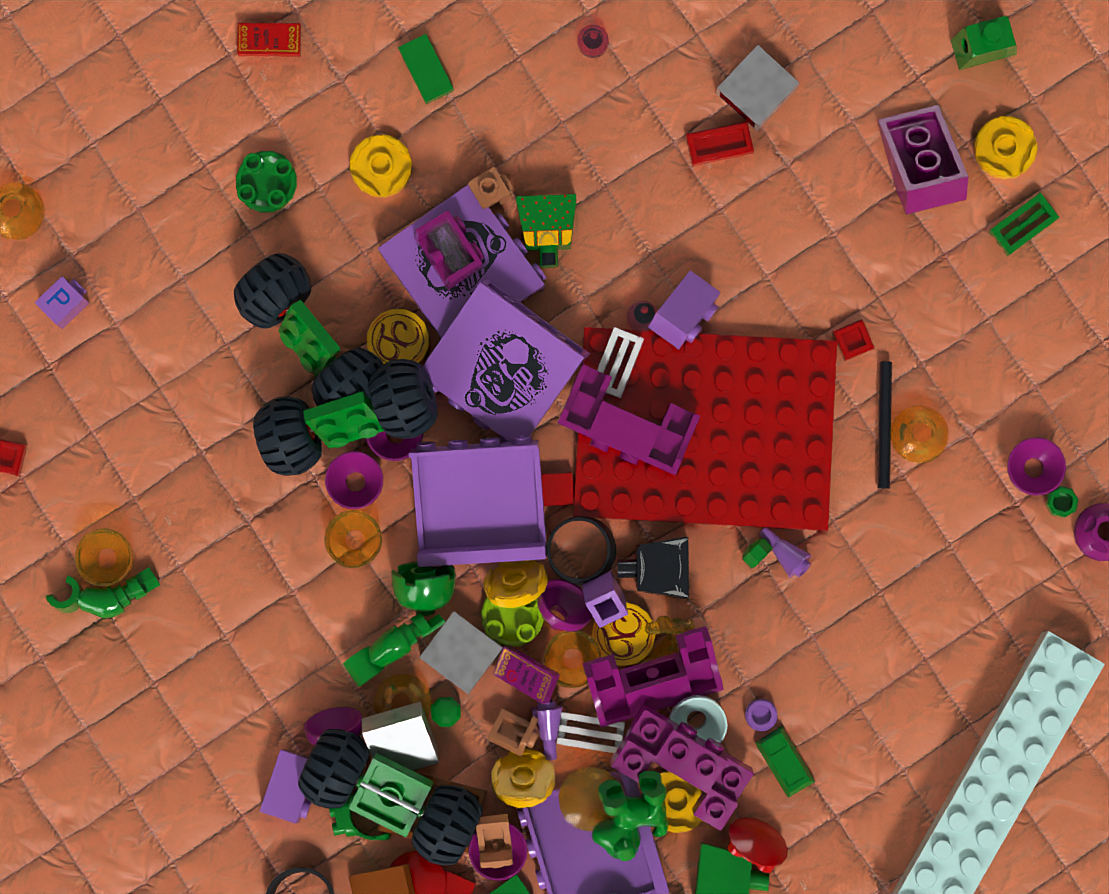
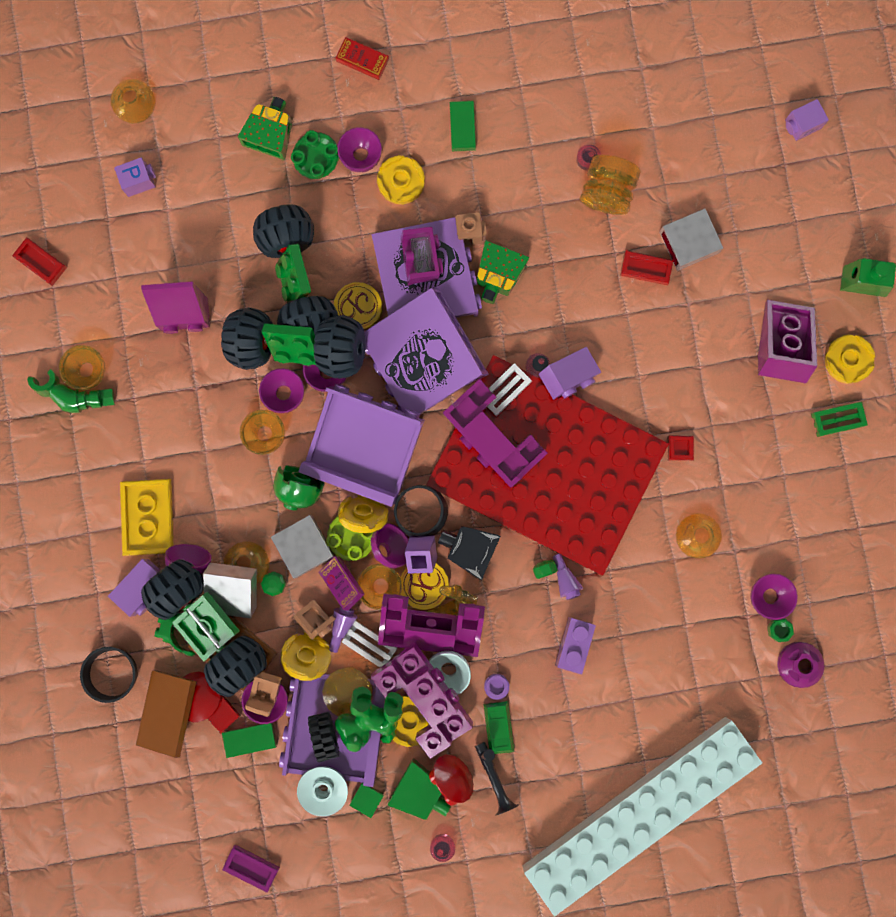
camera: 20 degrees right, 0 degrees up
(188, 436) = (177, 306): none -> magenta slope
(196, 175) = (268, 129): none -> green torso
(259, 700) = (146, 517): none -> yellow tile
(308, 139) = (356, 139): none -> magenta piece
(389, 647) = (252, 520): green piece -> none
(557, 489) = (423, 461): red tile -> none
(586, 860) = (323, 736): none -> black tyre
(633, 60) = (610, 184): none -> clear yellow wheel
(783, 800) = (486, 756): none -> black piece
(831, 625) = (575, 645): none -> medium lavender brick
(884, 424) = (676, 518): black bar -> none

